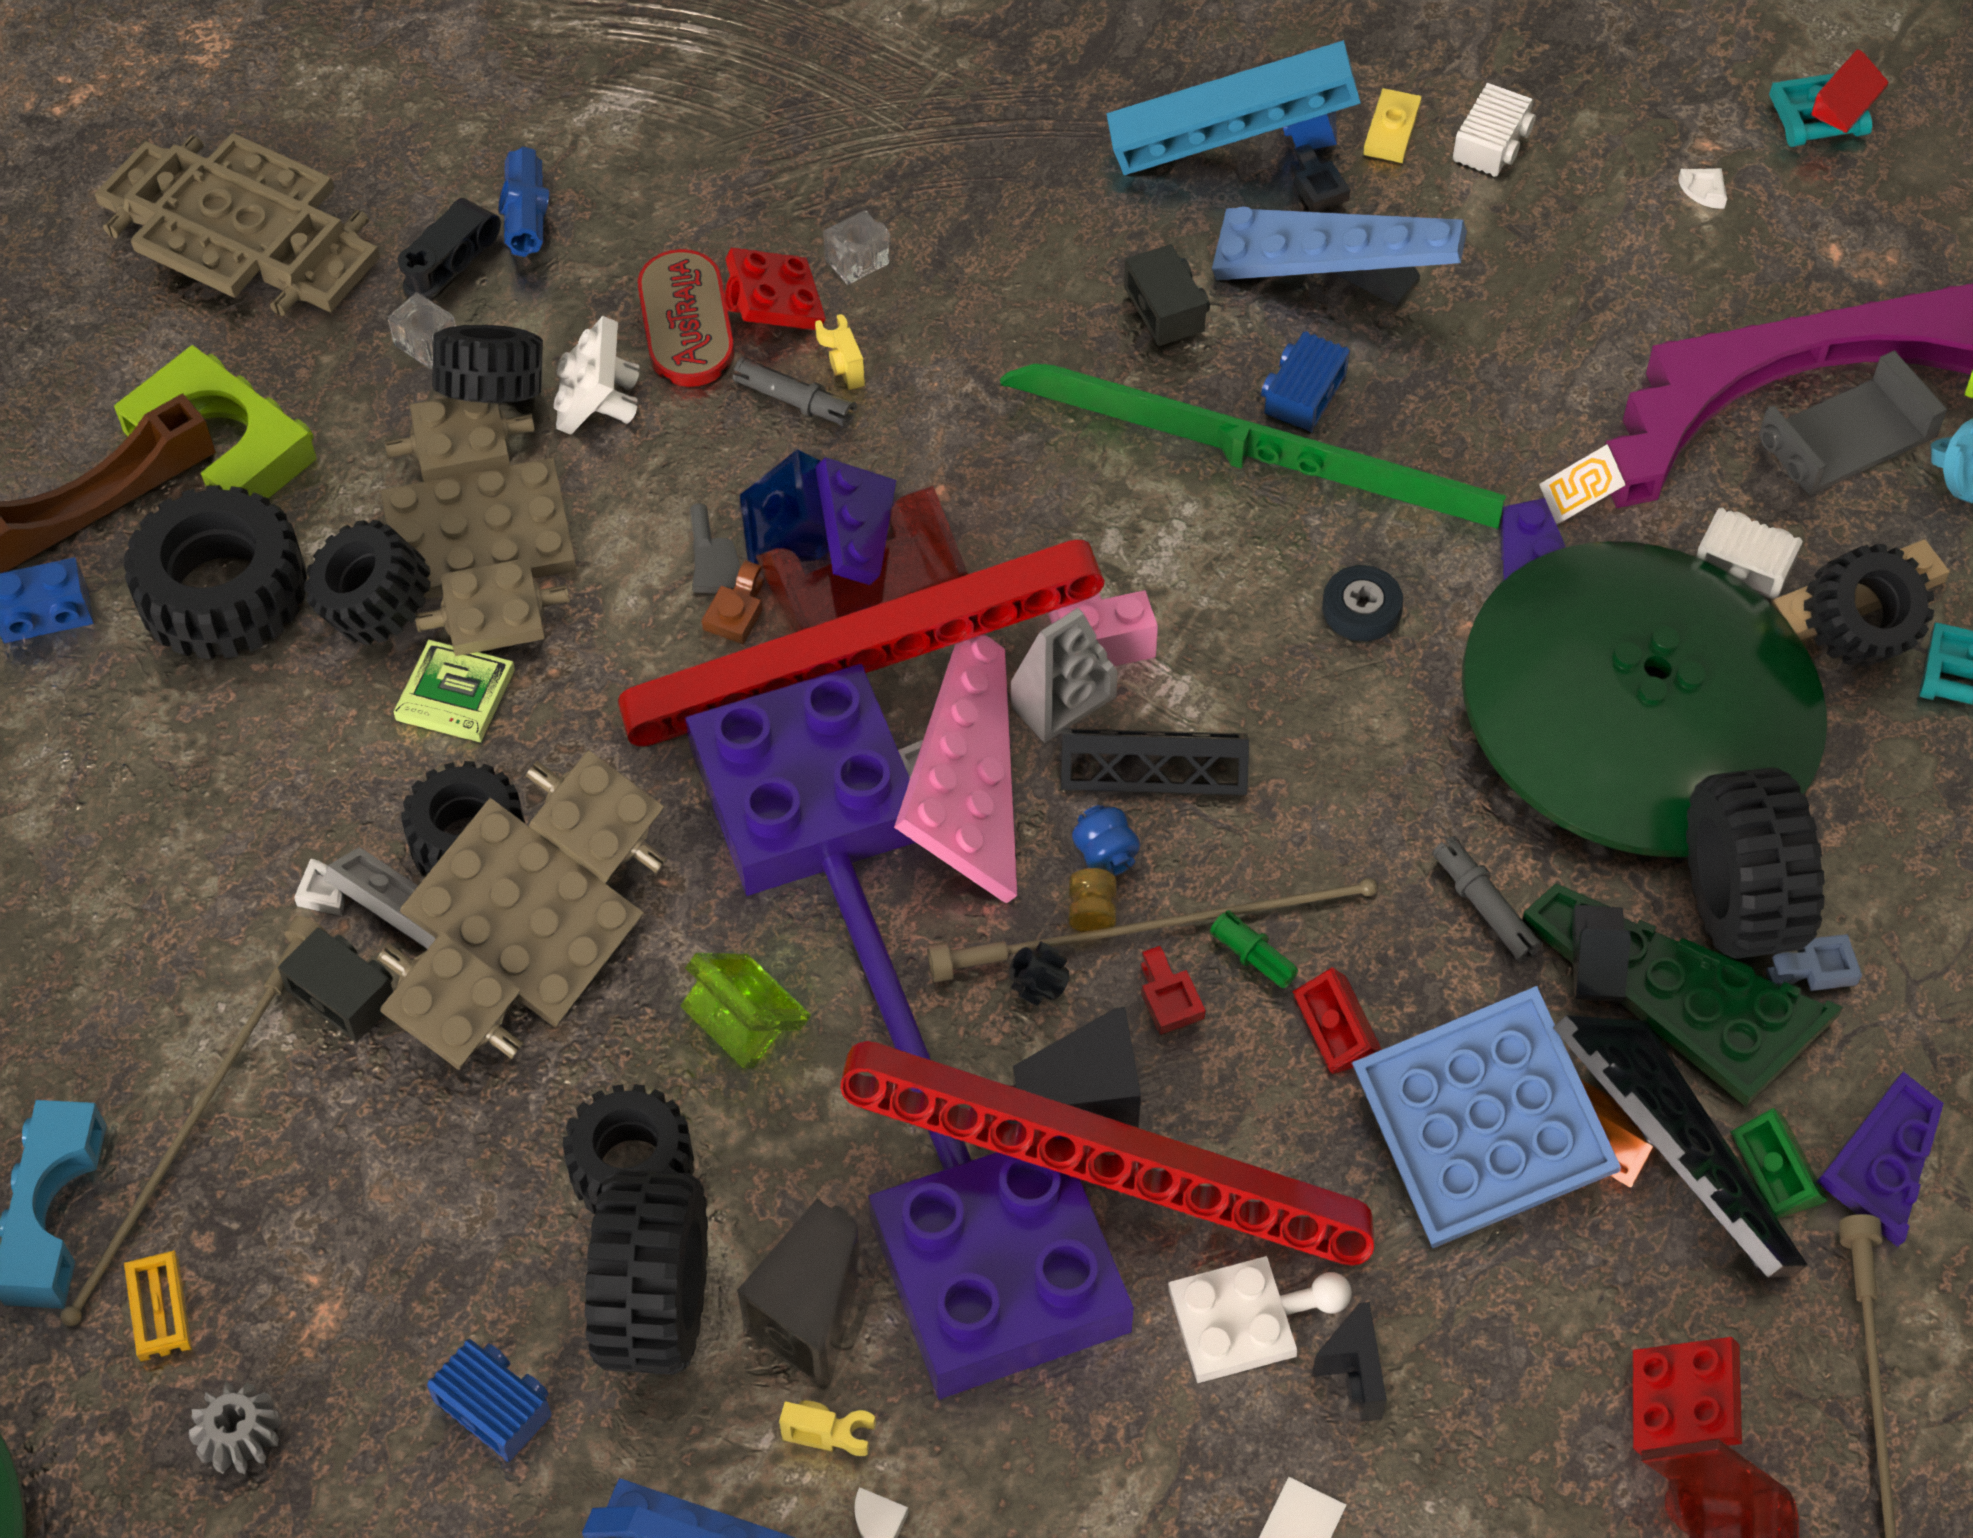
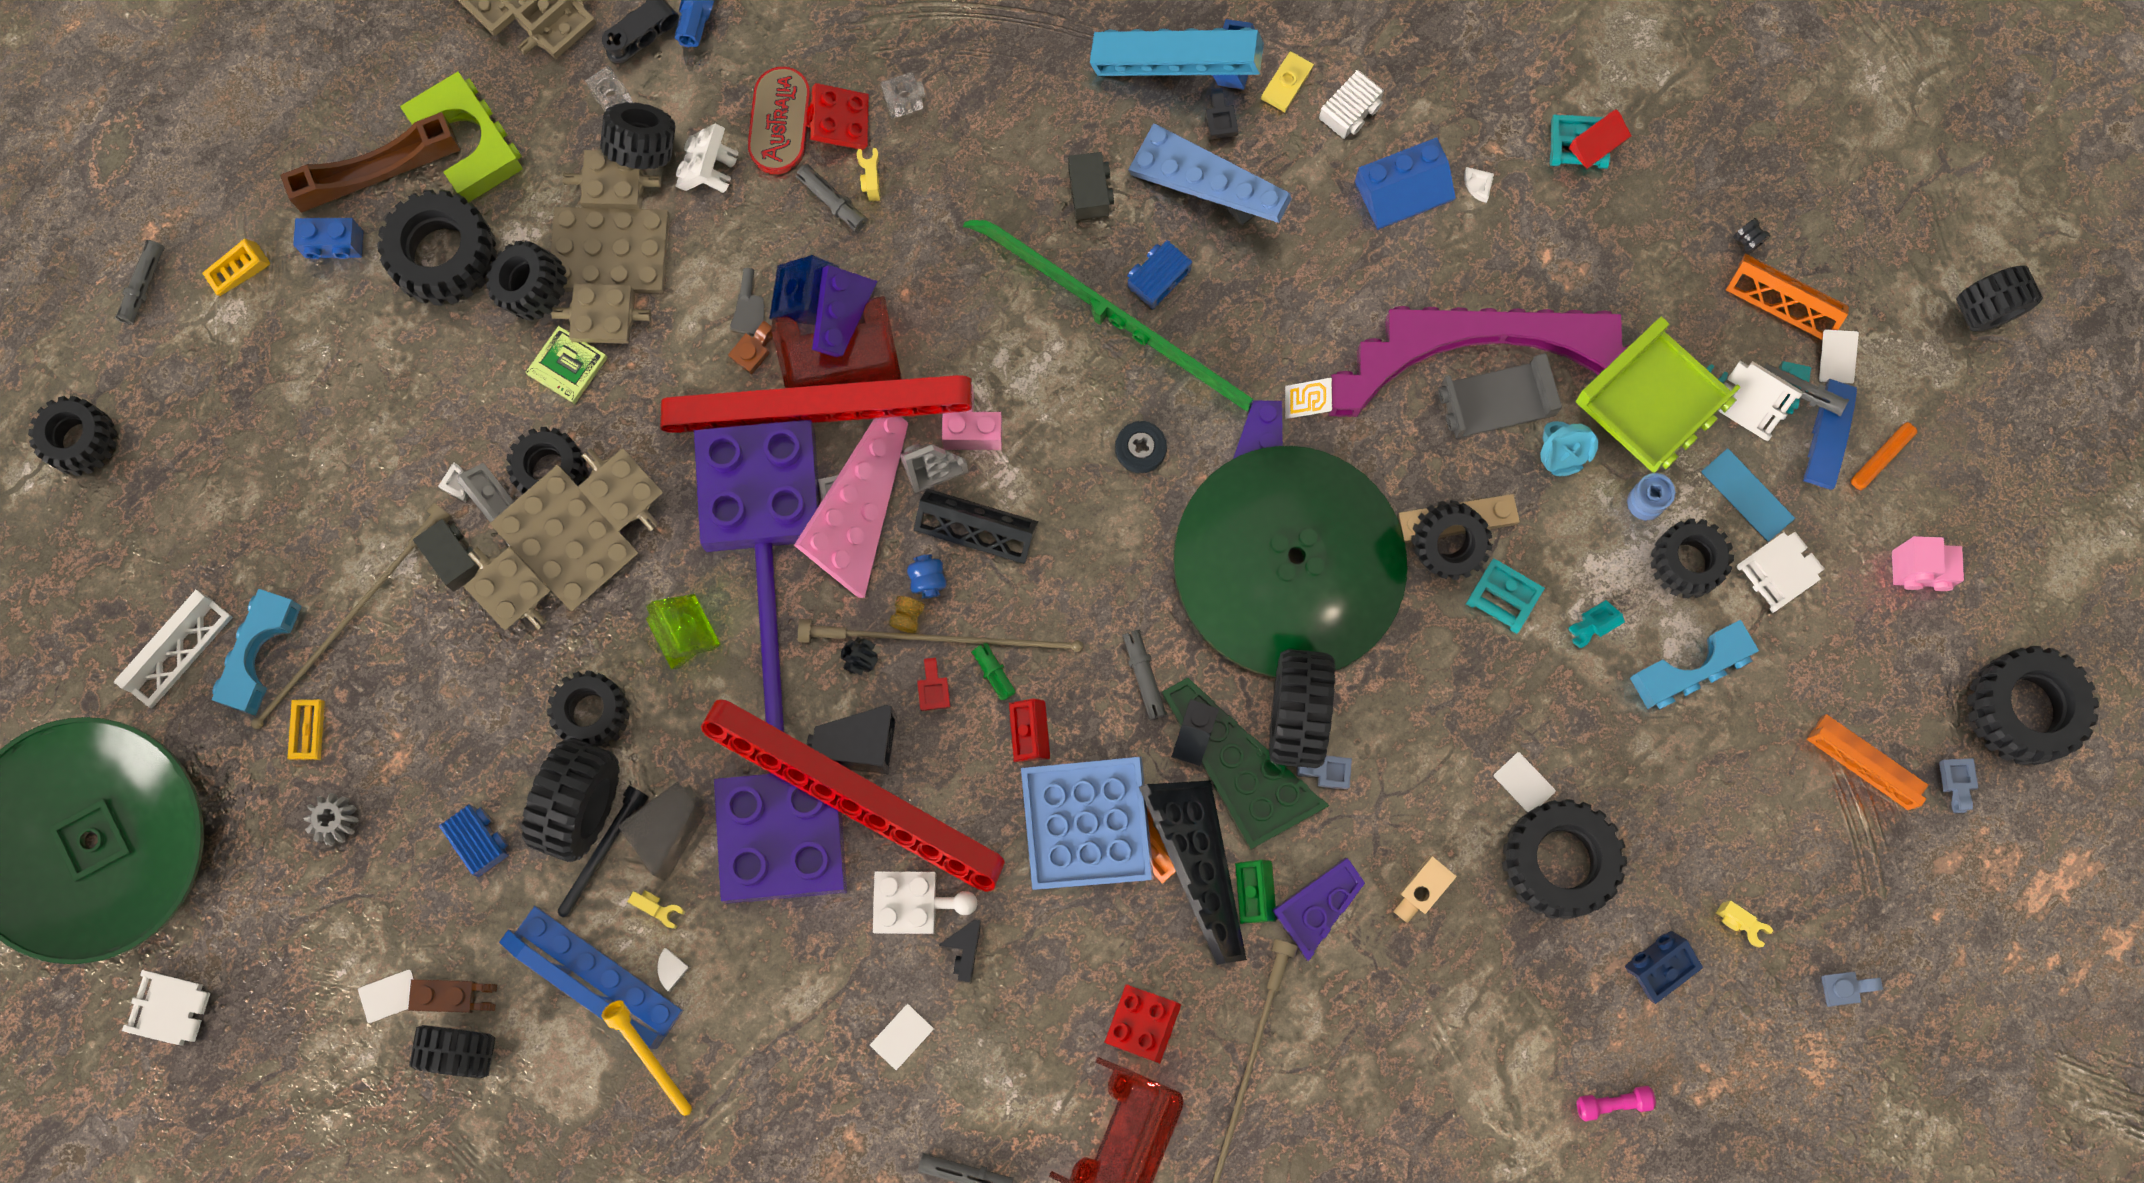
camera: 15 degrees right, 20 degrees up
(735, 1269) = (633, 800): none -> black piece
(1606, 202) = (1406, 183): none -> blue slope
(1750, 551) = (1396, 476): white brick -> none

